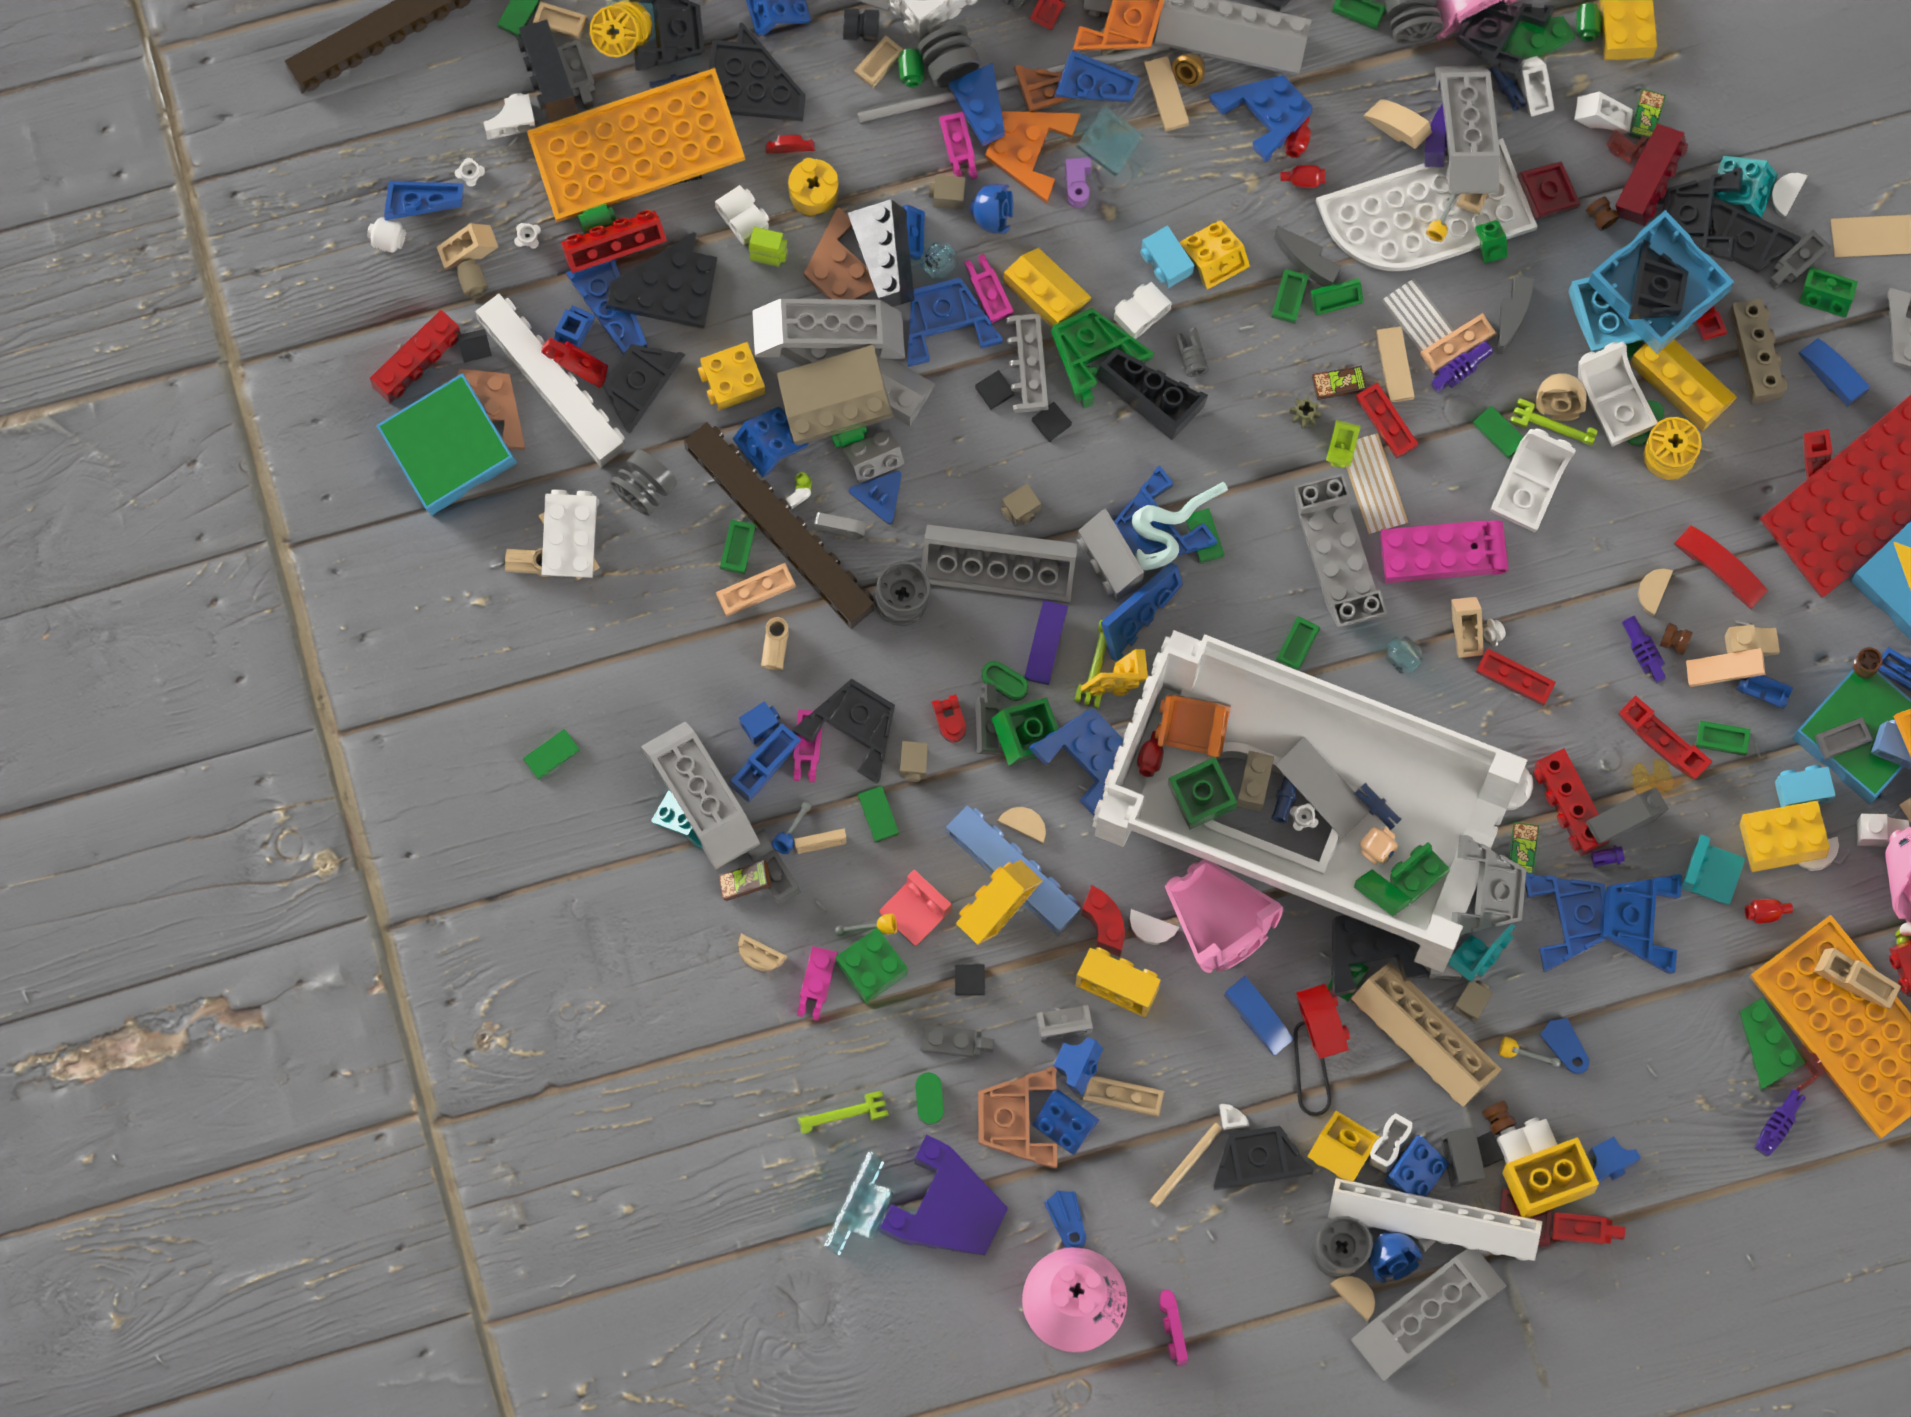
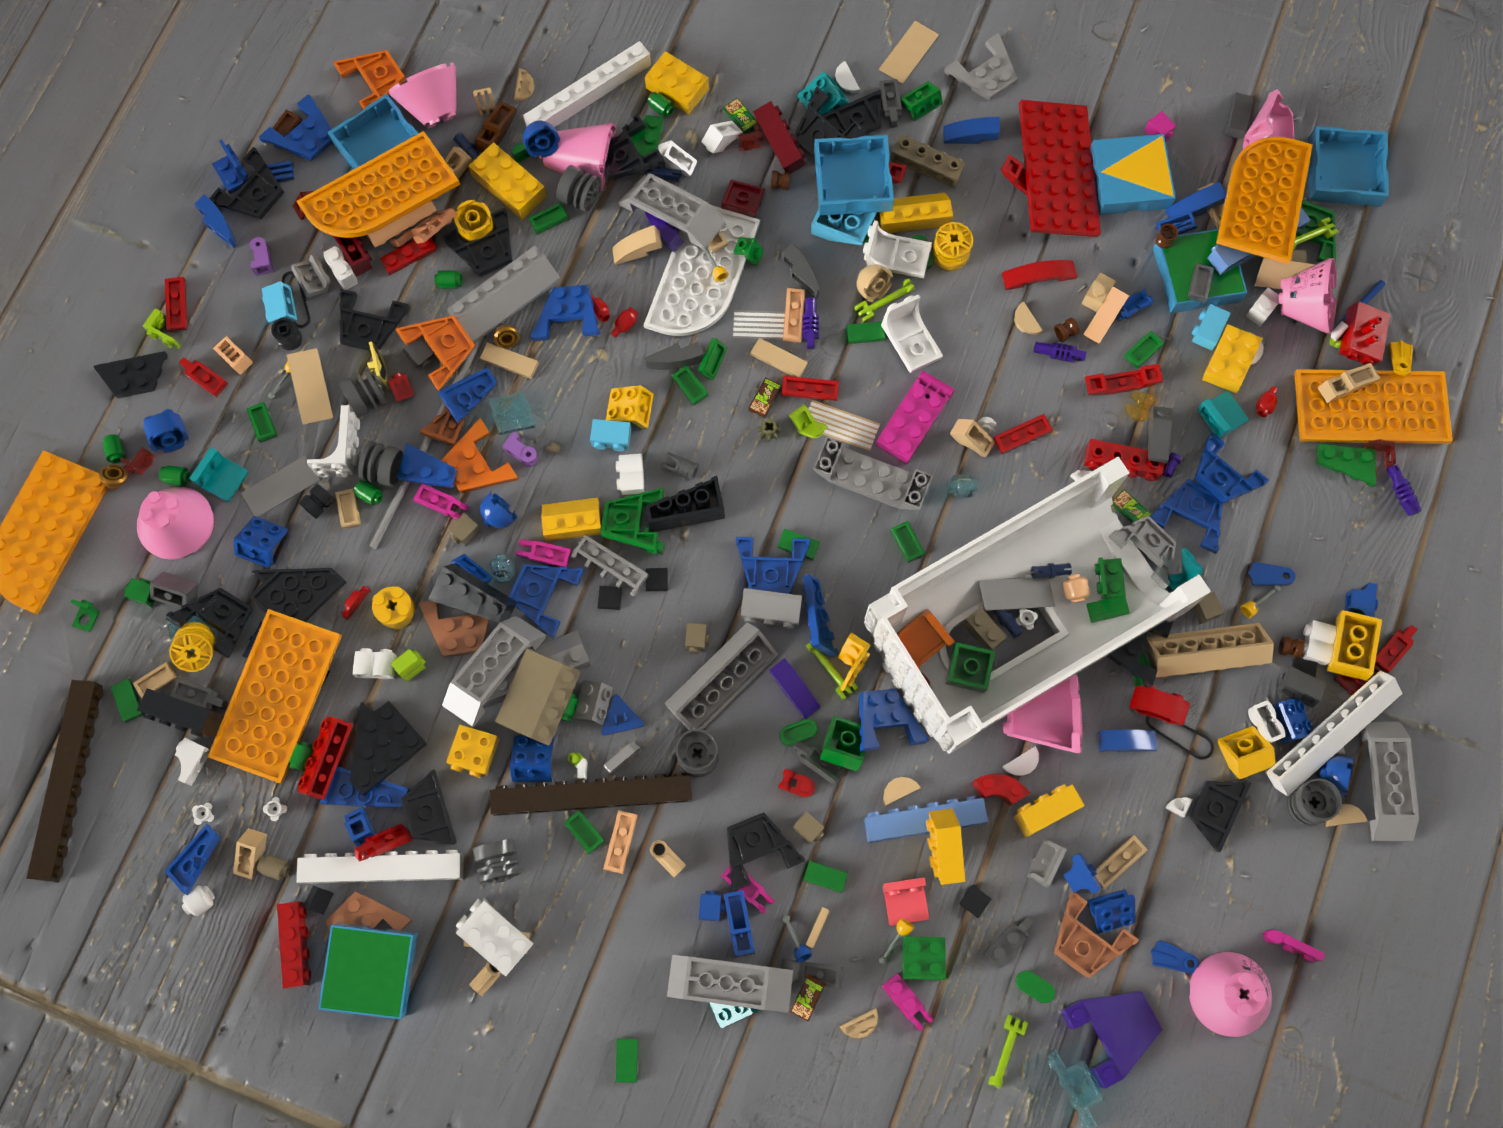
camera: 50 degrees left, 0 degrees up
(1143, 517) = (768, 575): light aqua animal -> none
(1186, 1164) = (1190, 857): tan bar -> none
(1657, 285) = (855, 177): black wing -> none

